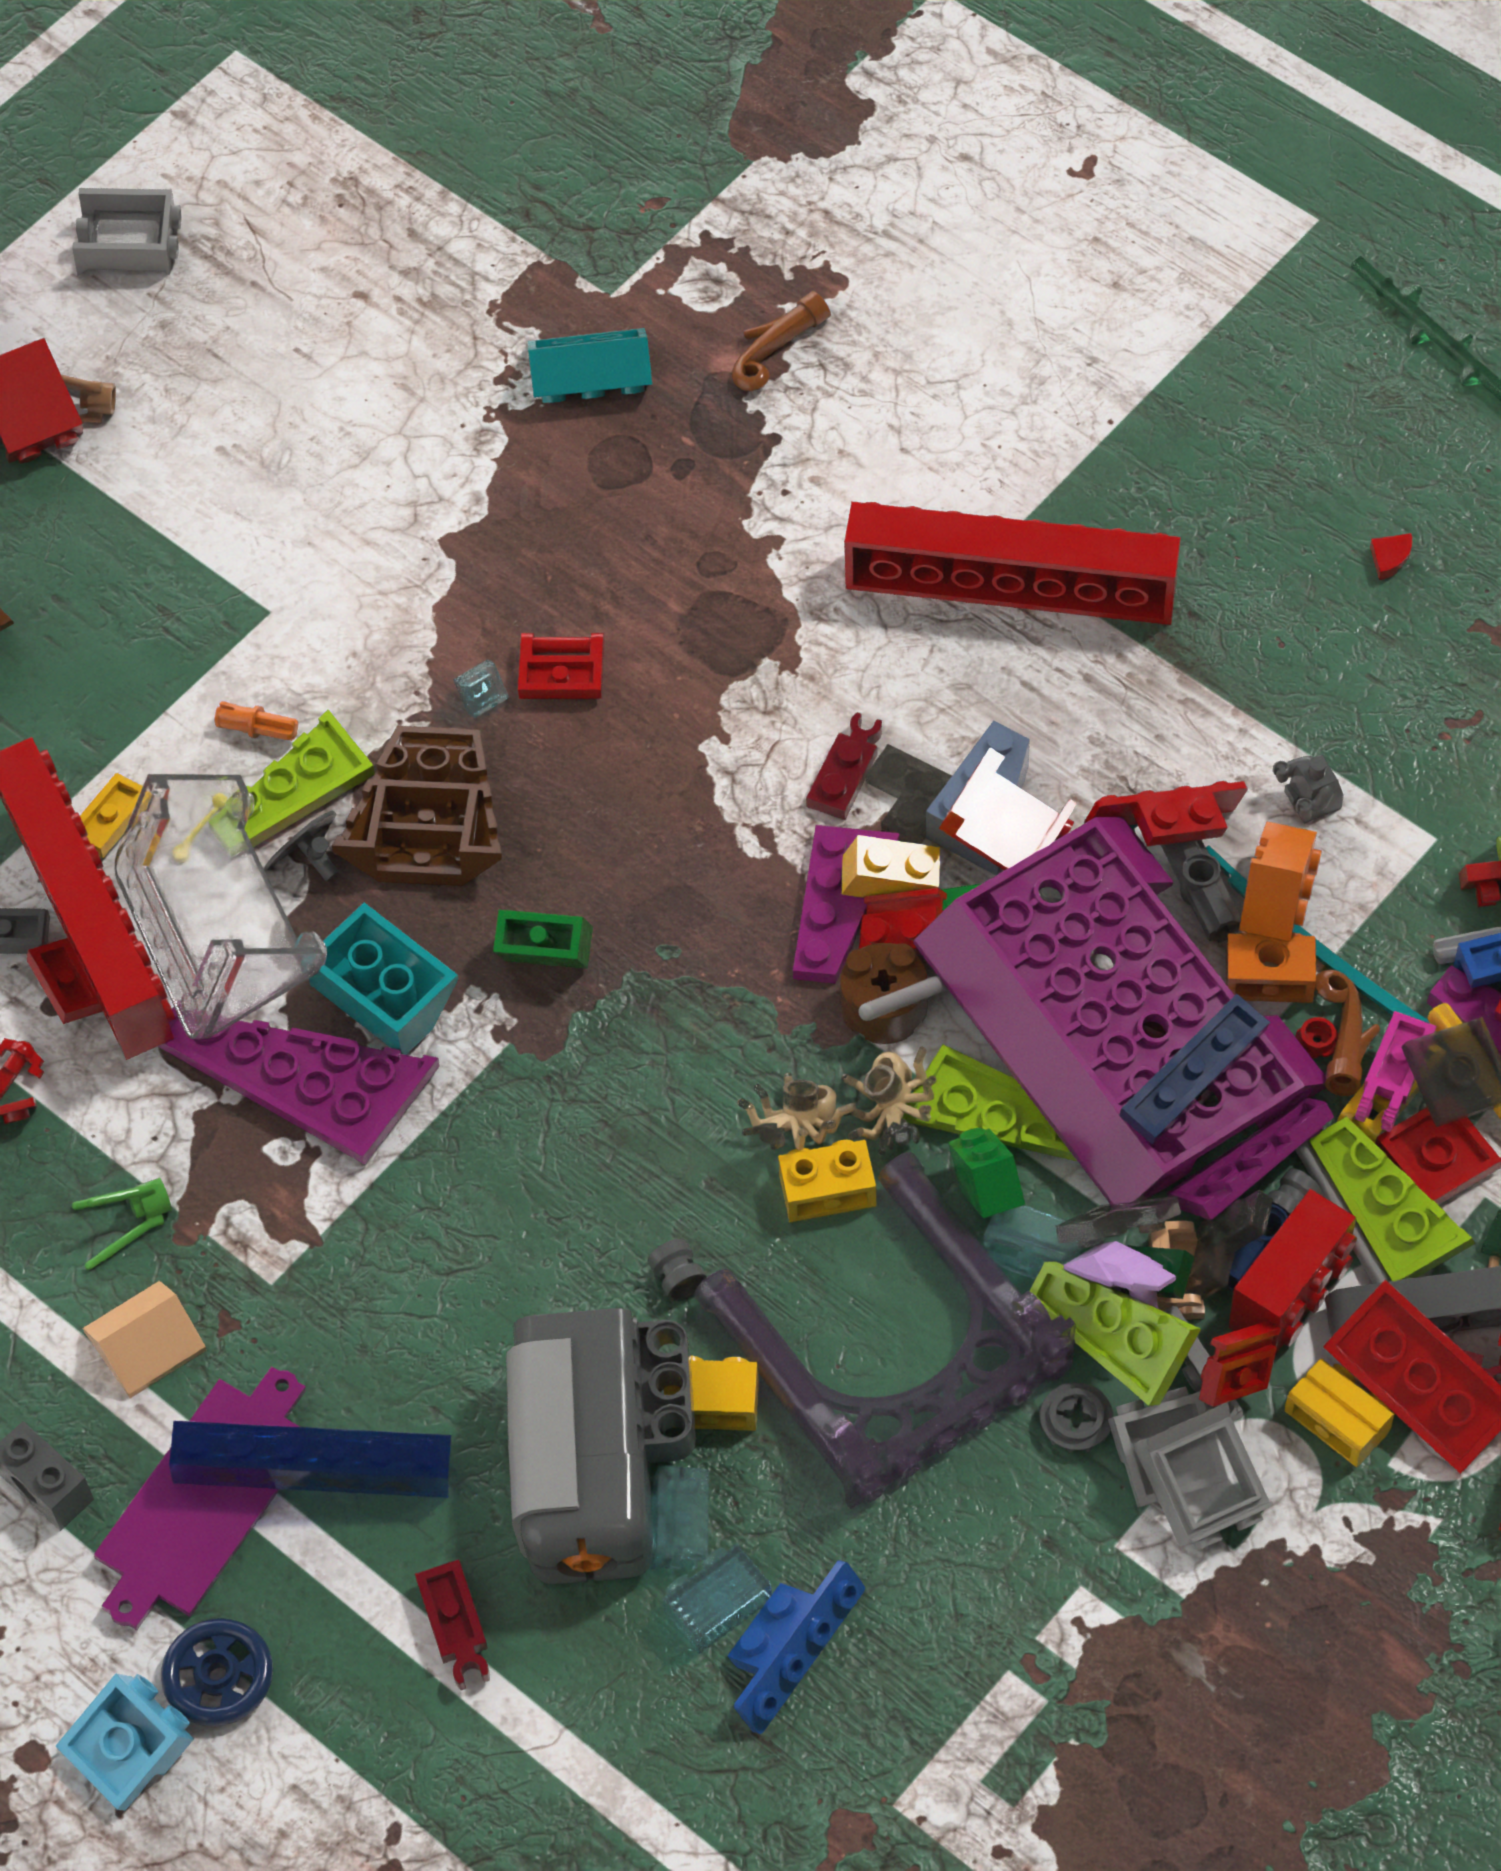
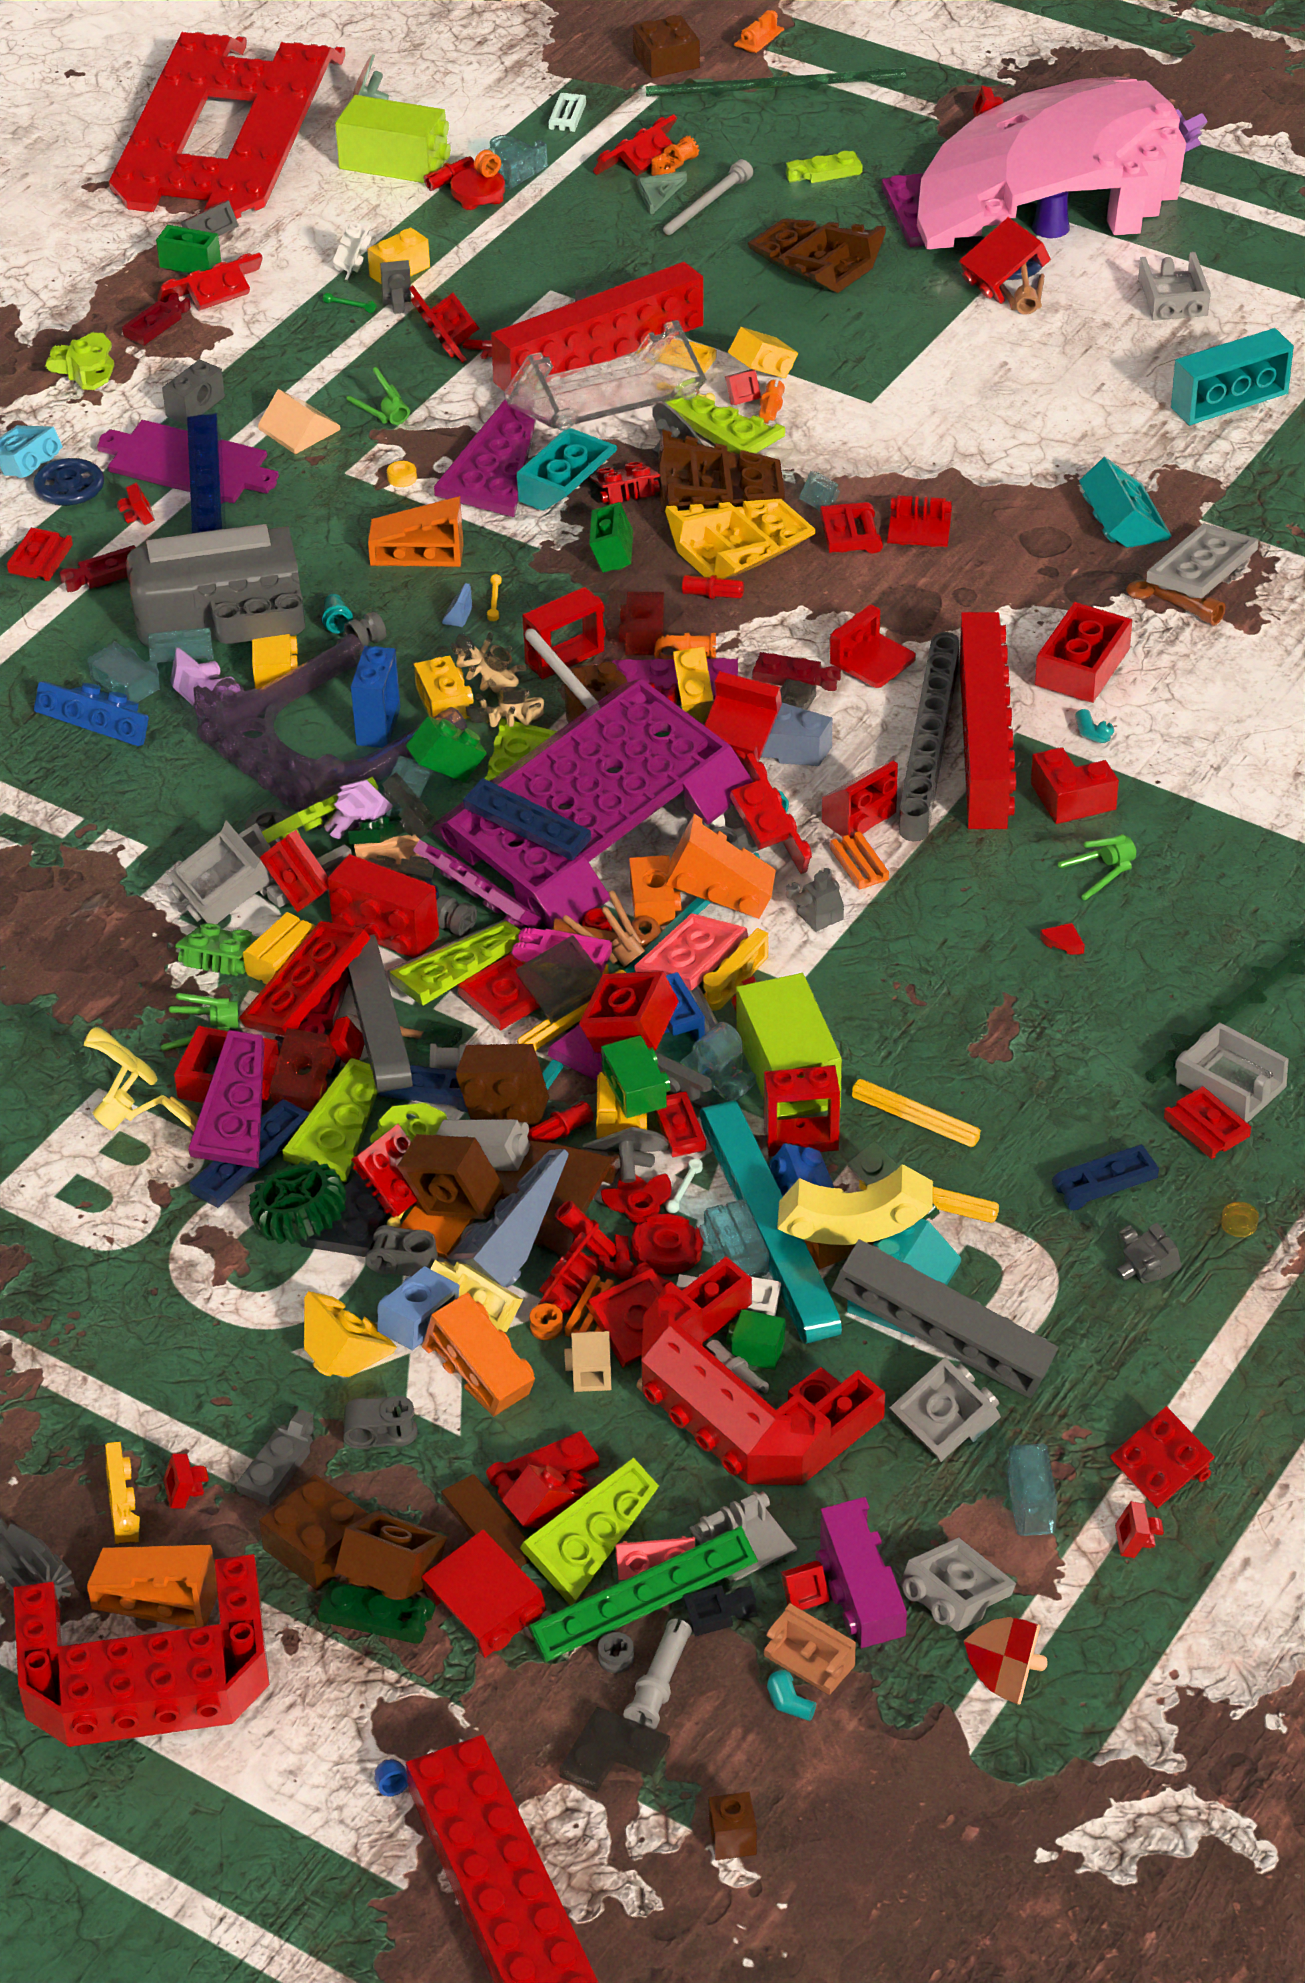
camera: 80 degrees right, 15 degrees down
(169, 708) = (763, 352): none -> yellow brick
(217, 750) = (743, 387): none -> tile
(300, 1204) = (401, 474): none -> yellow tile
(310, 1568) = (138, 504): none -> red tile
(361, 199) = (1231, 376): none -> teal brick
(396, 1716) = (39, 554): none -> red plate
(401, 902) = (615, 480): none -> red hinge
(485, 1181) = (419, 536): none -> orange wedge
(566, 587) = (919, 524): none -> red hinge
(566, 792) = (735, 538): none -> yellow wedge
(636, 1298) = (335, 614): none -> teal cone
(639, 1150) = (459, 608): none -> medium blue slope
(650, 1112) = (493, 613): none -> yellow hinge
(657, 838) = (713, 587): none -> red axle
(709, 908) = (643, 622): none -> clear red brick
(727, 297) = (1202, 560): none -> light grey plate
(751, 1506) = (189, 674): none -> lavender connector
(754, 1012) = (558, 614): none -> red window
(784, 877) = (686, 642): none -> orange connector
(834, 673) = (865, 652): none -> red bracket
(847, 1241) = (375, 696): none -> blue window
(888, 444) = (1083, 652): none -> red brick
(1017, 467) = (1099, 733): none -> teal arm
(1028, 634) = (929, 737): none -> dark grey beam
(1137, 714) = (862, 801): none -> red slope
(1139, 499) = (1071, 790): none -> red brick
(1221, 736) = (857, 846): none -> orange tile
(1255, 478) = (1116, 852): none -> bright green plant
(1316, 1491) = (215, 947): none -> bright green hinge
(1375, 1006) = (627, 944): none -> medium nougat plant
(1388, 936) = (693, 949): none -> coral tile
(1424, 890) = (741, 965): none -> yellow plate
(1456, 1494) = (221, 1011): none -> bright green plant

